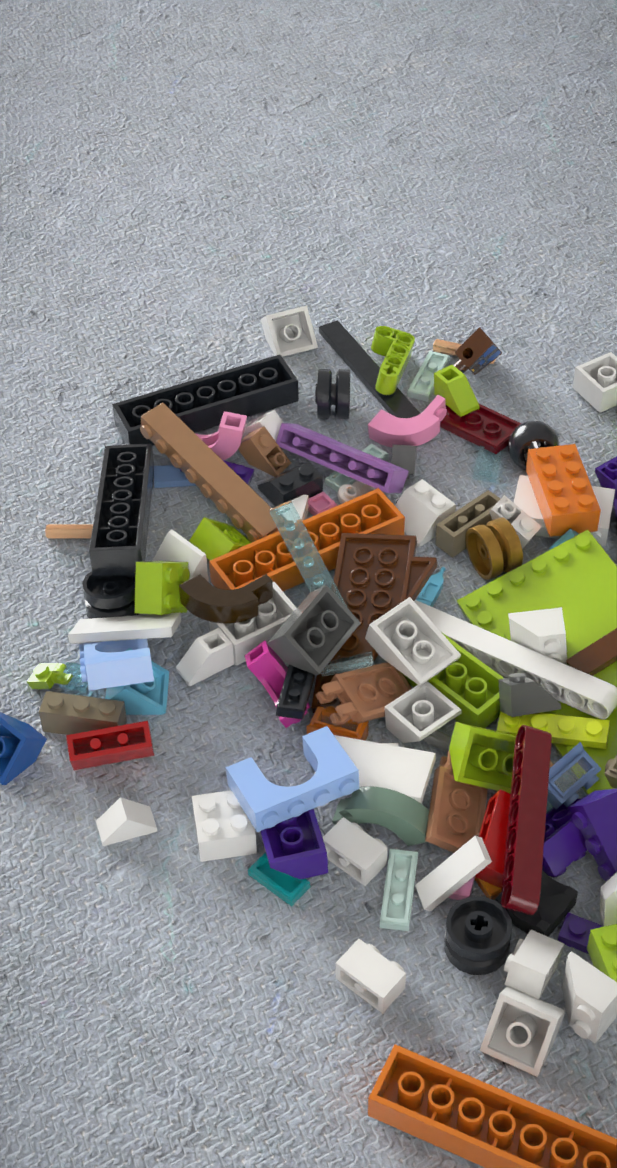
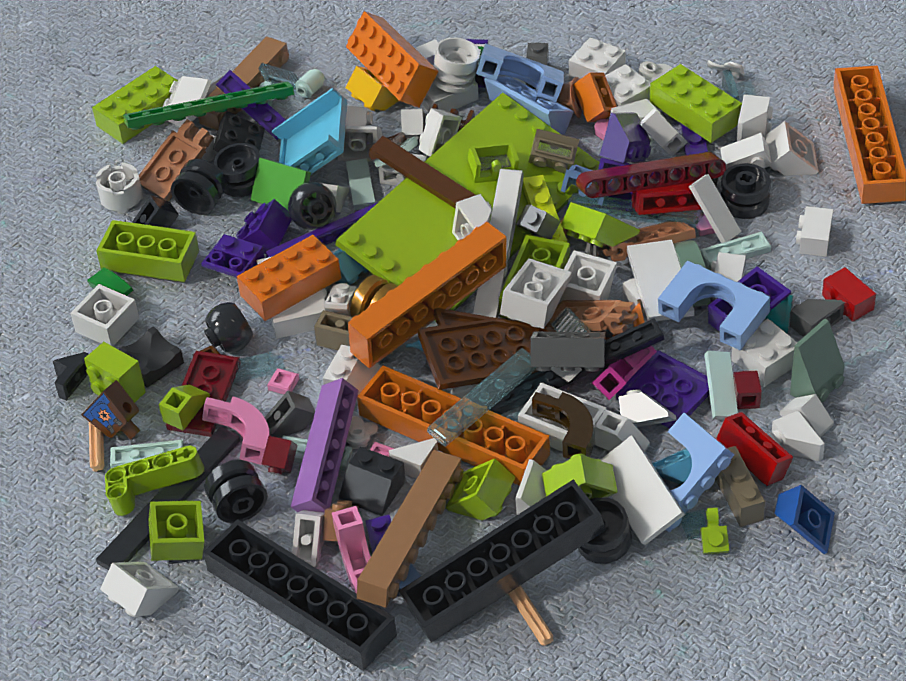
camera: 115 degrees left, 0 degrees up
(98, 793) = (797, 437): none -> white slope
(157, 840) = (817, 364): none -> sand green slope
(188, 782) = (747, 389): none -> dark red brick
(202, 761) = (720, 384): none -> light aqua tile
(216, 682) = (643, 409): none -> white slope
(241, 726) = (670, 384): none -> dark purple plate
(243, 897) = (812, 311): none -> dark grey slope
(252, 949) = (847, 287): none -> red brick
(321, 351) = (176, 530): none -> lime brick
(361, 435) = (279, 455): none -> dark red brick
(455, 475) = (283, 381): none -> bright pink tile
(457, 557) = (436, 285): none -> orange brick
(521, 365) = (109, 364): none -> lime brick
(537, 399) = (154, 355): none -> black brick
(548, 353) = (70, 373): none -> black slope

